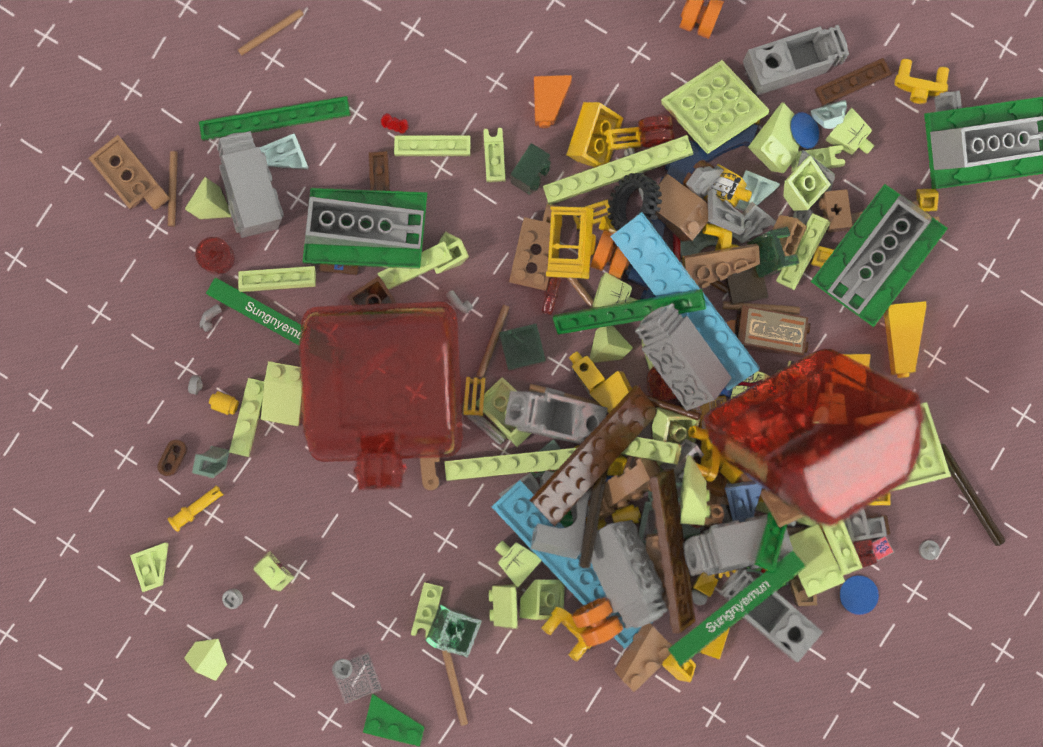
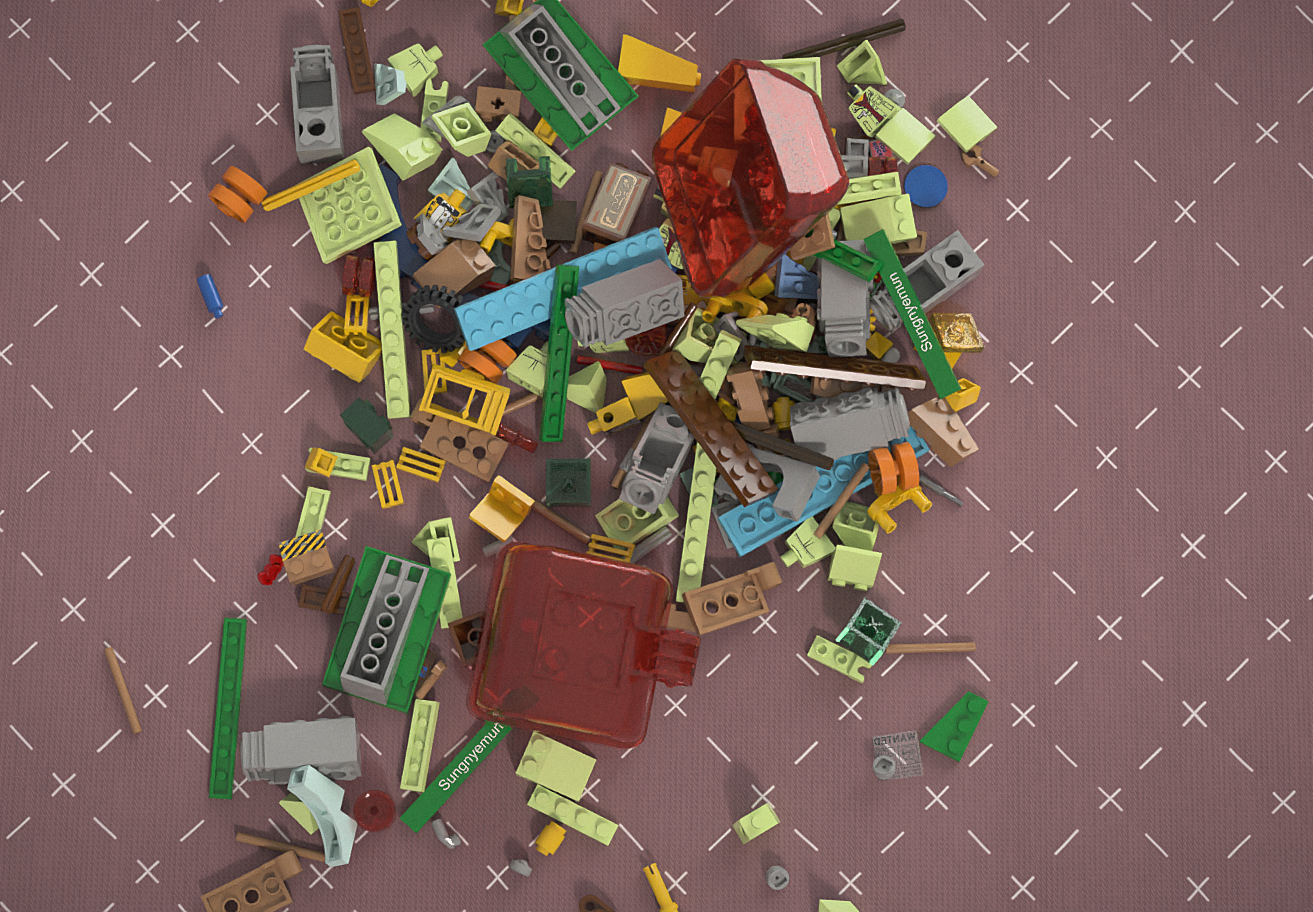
camera: 85 degrees left, 5 degrees down
(210, 212) = (324, 802): none -> light aqua arch
(211, 462) = (616, 863): sand green window -> none
(285, 153) = (274, 702): light aqua wing -> none
(338, 277) = (436, 673): none -> medium nougat bar
(393, 179) = (337, 584): none -> reddish brown axle
(409, 147) = (306, 557): none -> medium nougat slope
(467, 516) = (746, 591): none -> medium nougat hinge
(486, 297) = (502, 509): none -> yellow bracket
(491, 140) = (321, 461): none -> yellow slope
(501, 192) = (383, 466): none -> yellow tile
(510, 206) = (403, 458): none -> yellow tile
(549, 98) = (288, 387): orange slope -> none
(560, 582) = (842, 499): none -> medium nougat bar
(593, 663) = (938, 489): none -> flat silver piece
(611, 16) = (210, 295): none -> blue cylinder
(633, 358) = (611, 365): none -> red bar
(725, 73) = (311, 185): none -> yellow axle
(733, 650) = (957, 332): none -> clear yellow plate
(805, 130) = (398, 115): blue piece -> none
(893, 636) = (978, 160): none -> medium nougat bar
(899, 566) = (905, 136): none -> yellowish green slope
(915, 532) = (871, 109): none -> yellowish green torso
(924, 619) = (966, 124): none -> yellowish green slope
(952, 515) = (863, 66): none -> yellowish green slope

